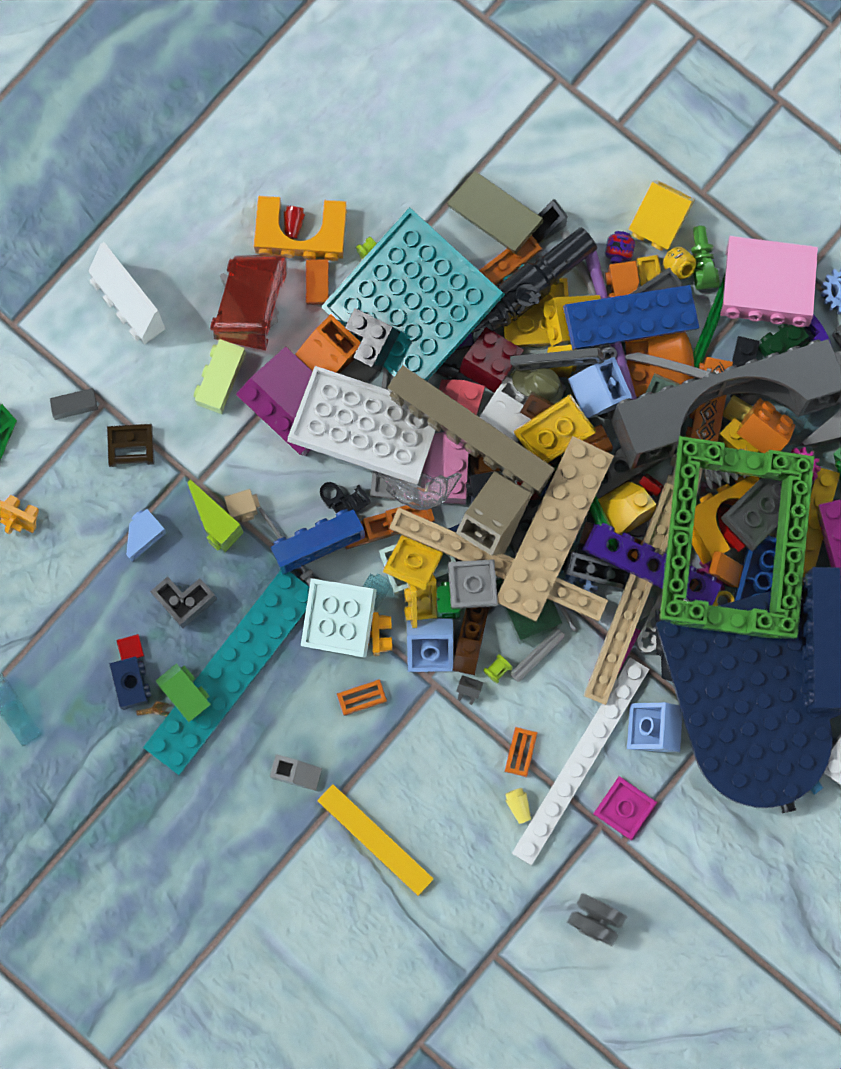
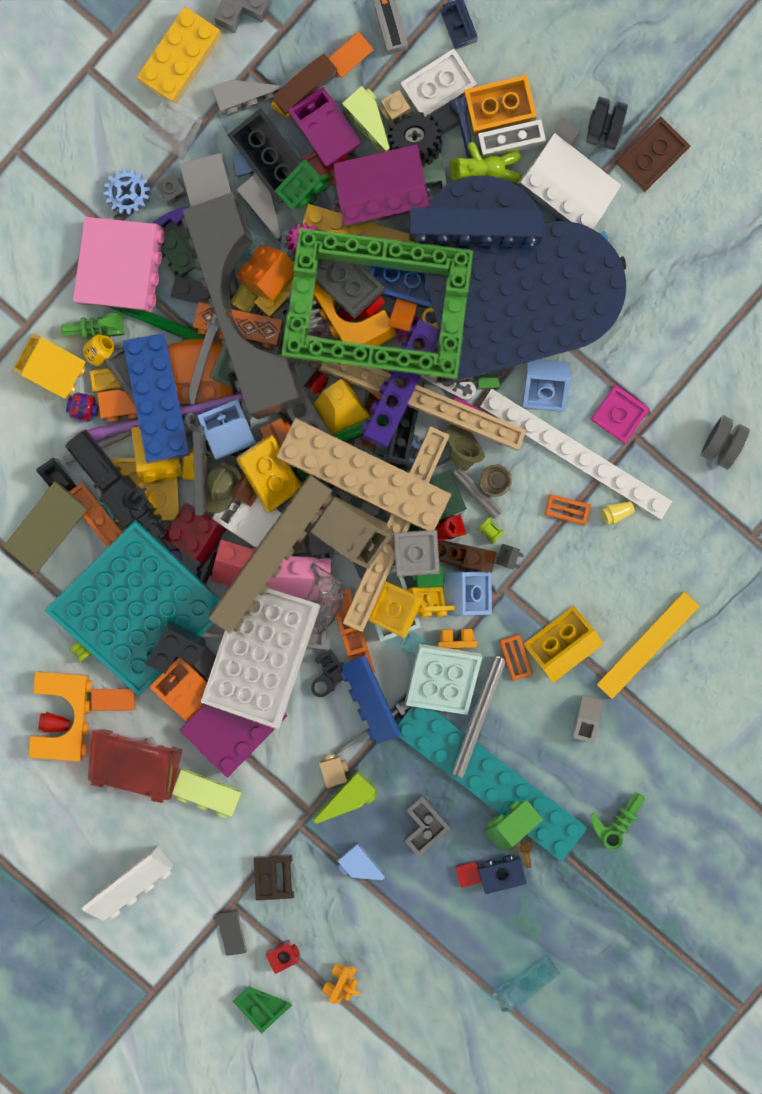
camera: 90 degrees left, 10 degrees up
(47, 445) = (276, 963): none -> red brick
(182, 811) = (623, 821): none -> bright green piece
(298, 656) = (478, 716): none -> light grey axle
(376, 747) = (563, 644): none -> yellow slope
(499, 624) = (450, 528): none -> red piece
(550, 673) = (496, 480): none -> dark tan hair
(586, 638) = (463, 447): none -> olive piece
(655, 666) = (485, 383): none -> bright green tile

